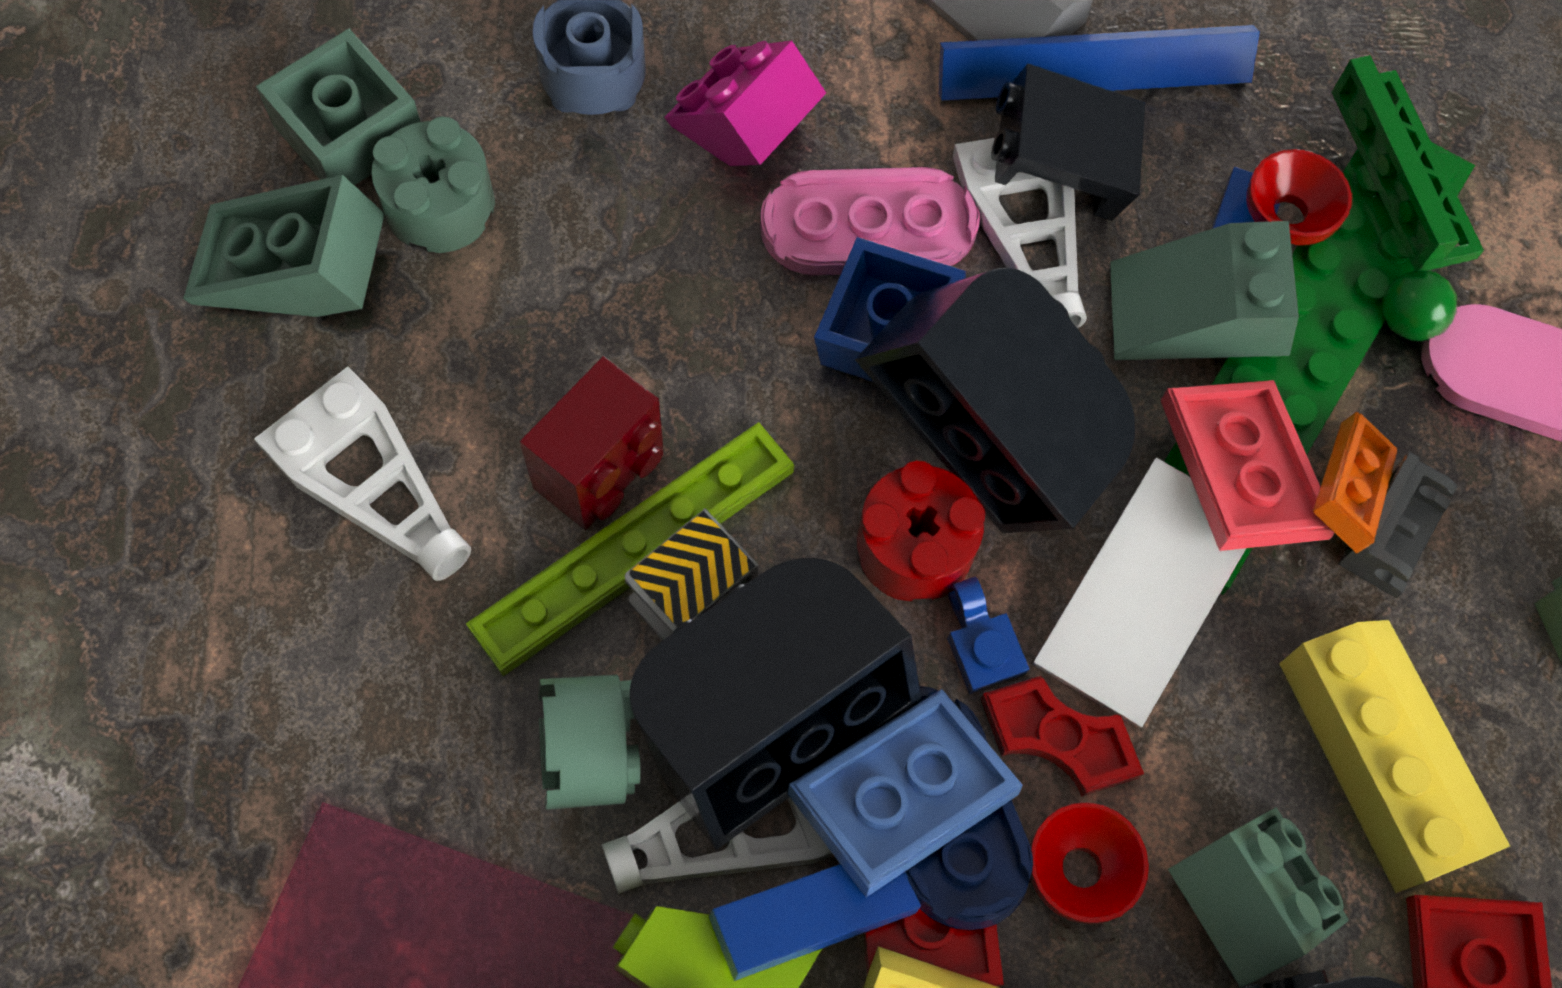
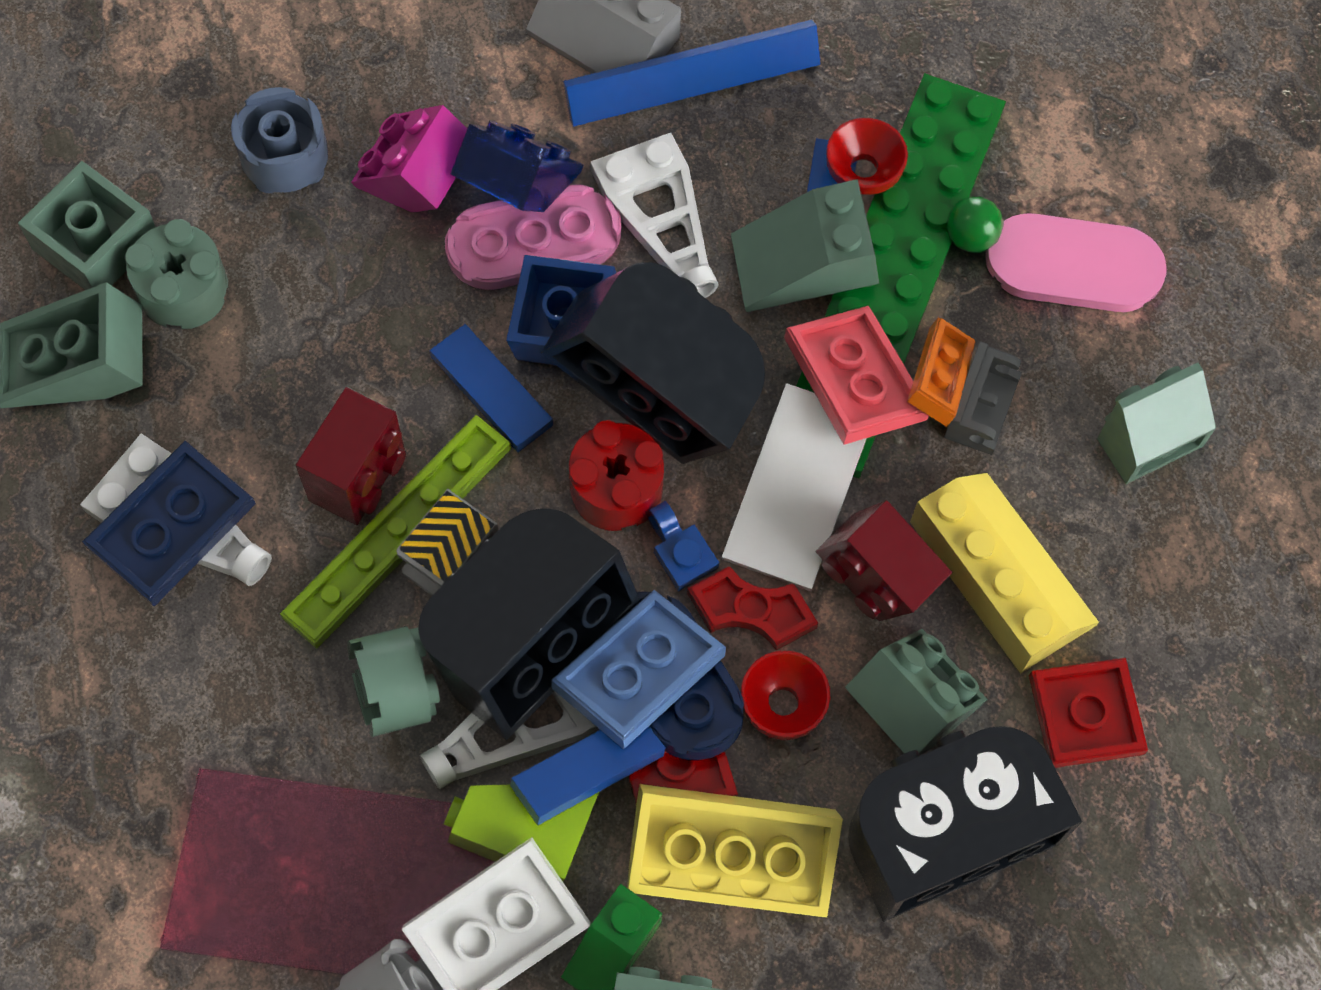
camera: 10 degrees left, 0 degrees up
(354, 483) = (169, 523): none -> dark blue tile
(784, 393) = (491, 388): none -> blue tile
(864, 130) = (514, 165): none -> clear blue slope
(1071, 137) = (680, 140): black panel -> none
(1248, 715) = (882, 562): none -> dark red brick
(1404, 167) = (942, 120): green fence -> none

